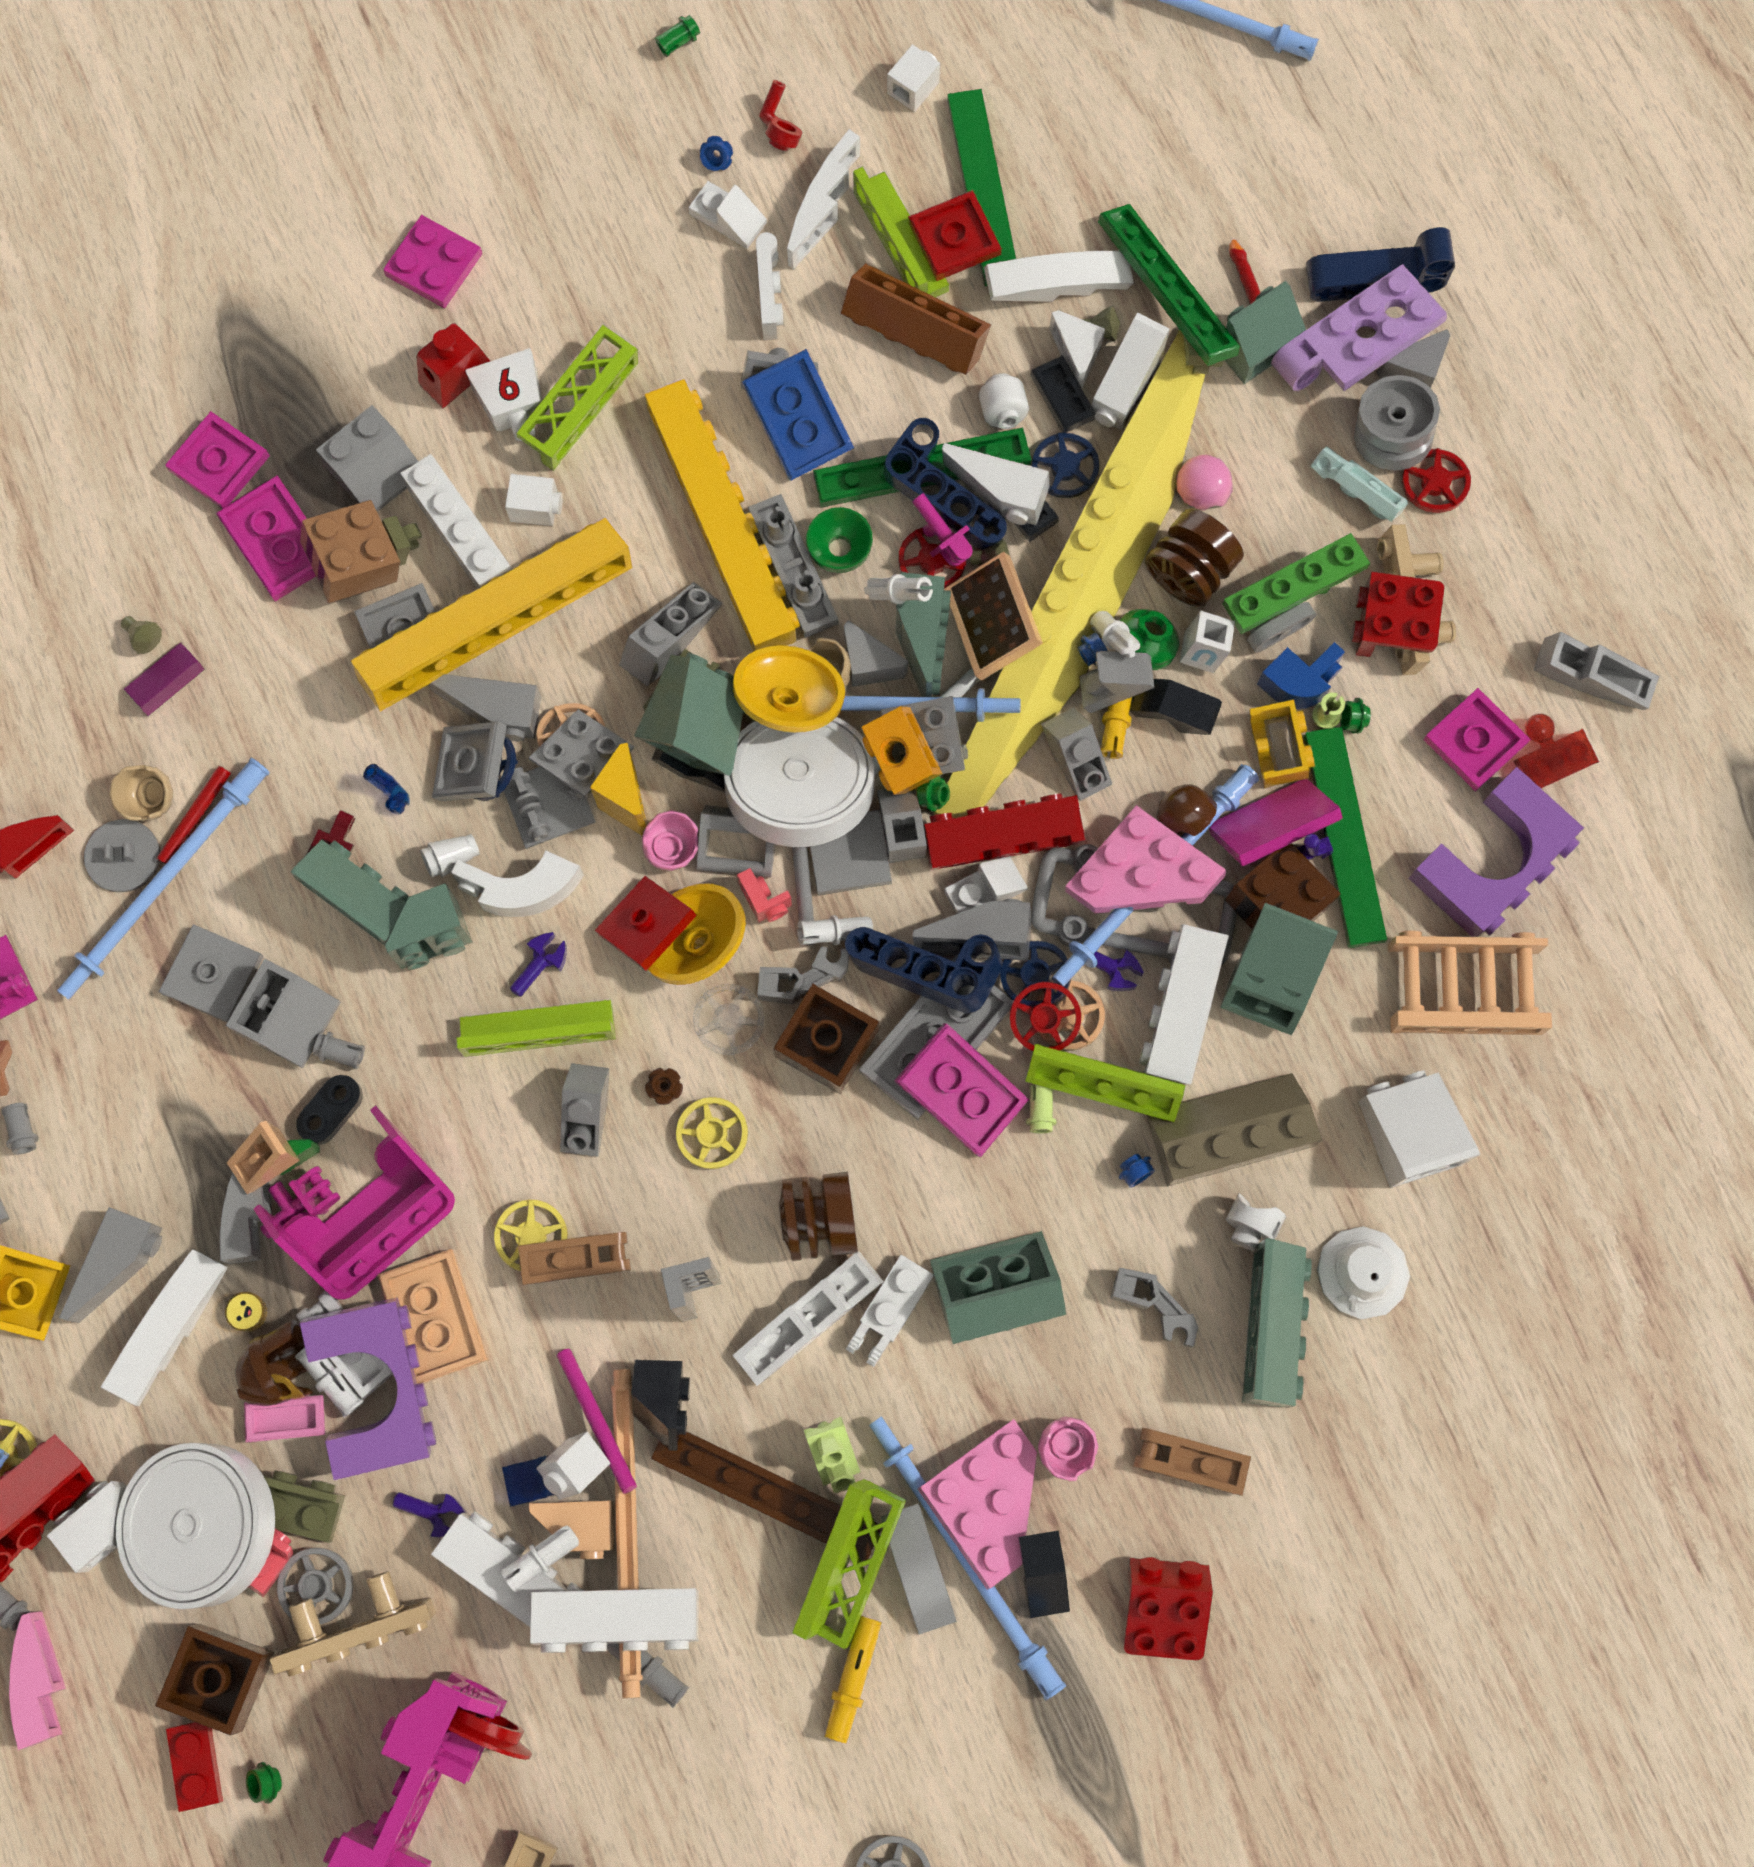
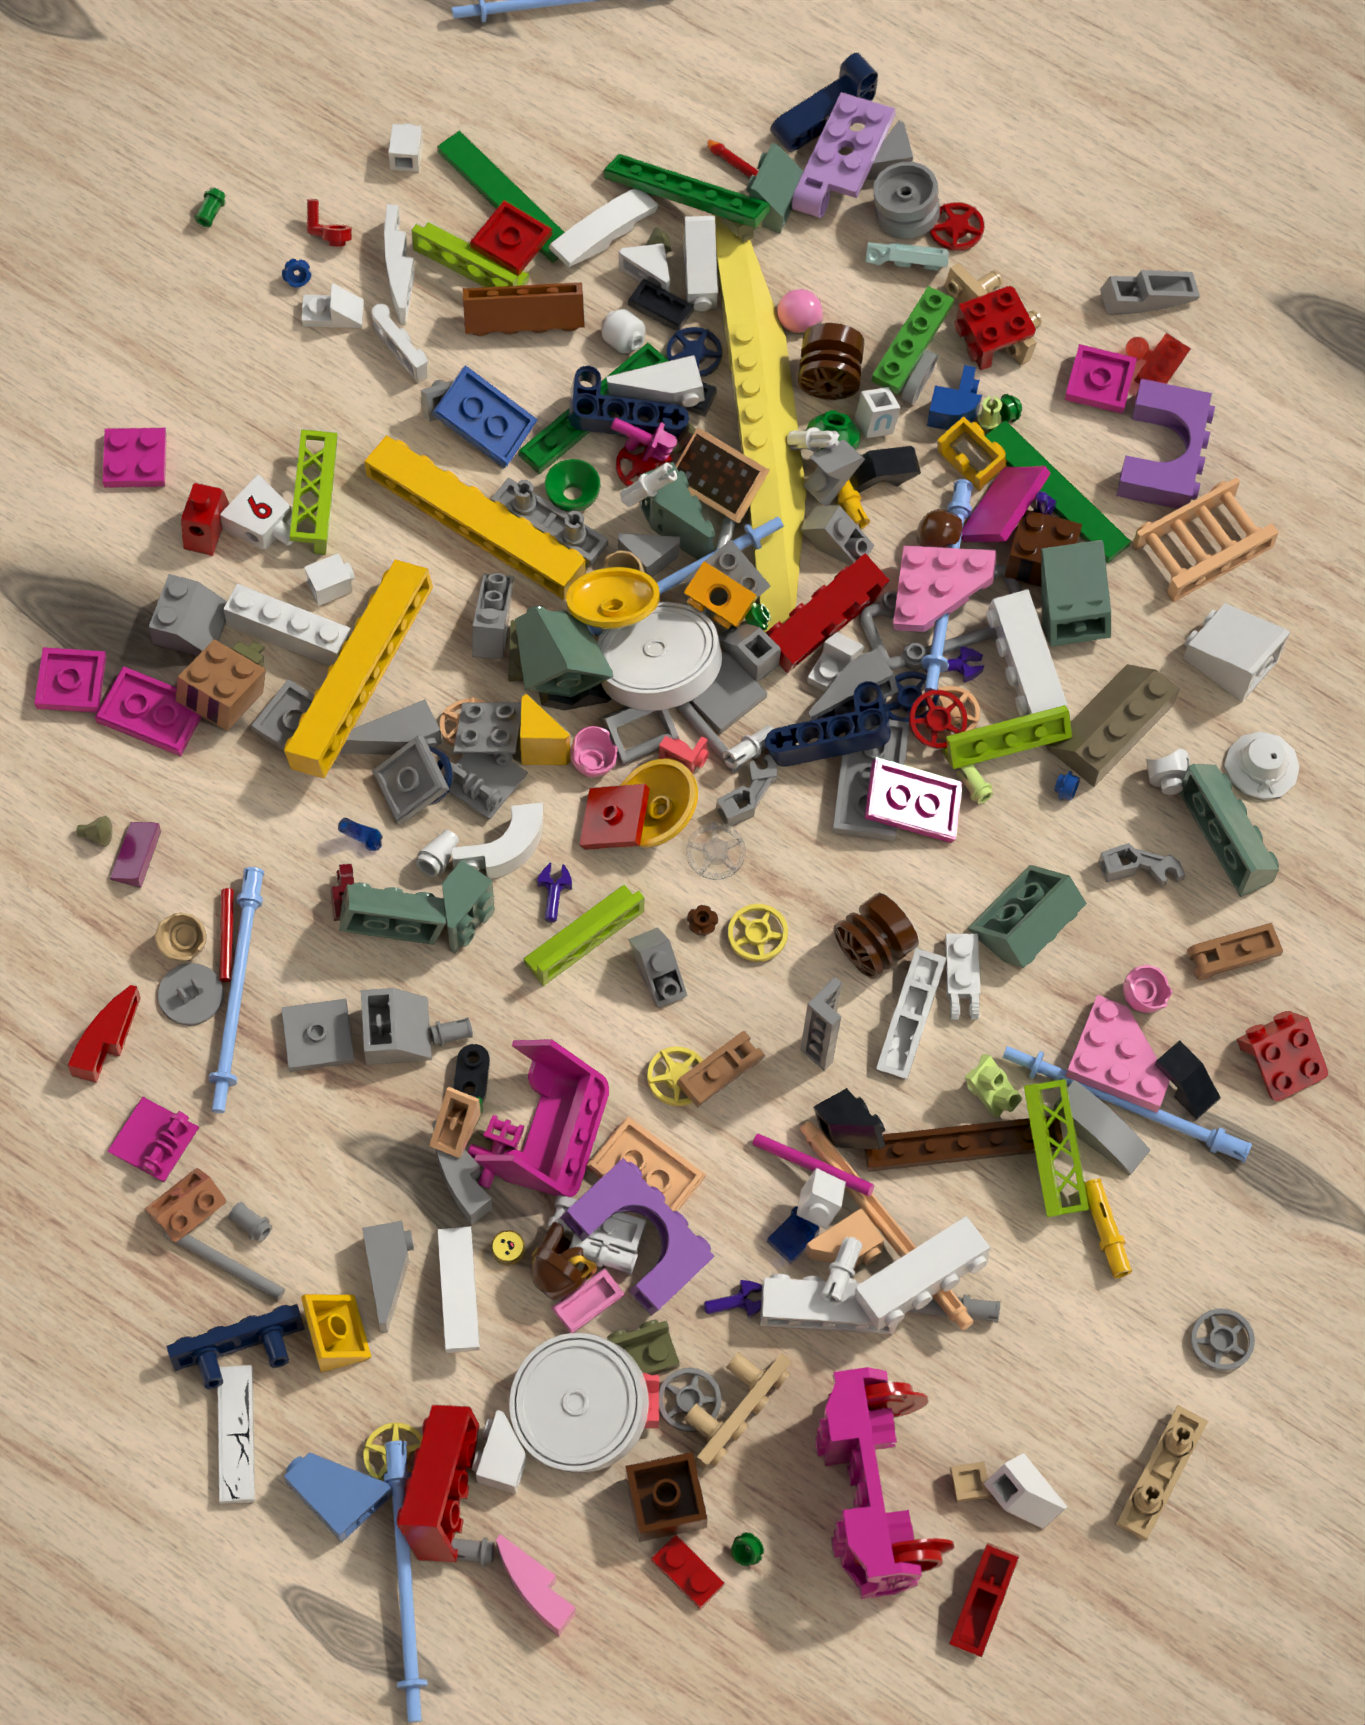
camera: 35 degrees left, 10 degrees down
(826, 1038) = (797, 819): reddish brown brick -> none
(1089, 647) = (801, 460): blue plate -> none

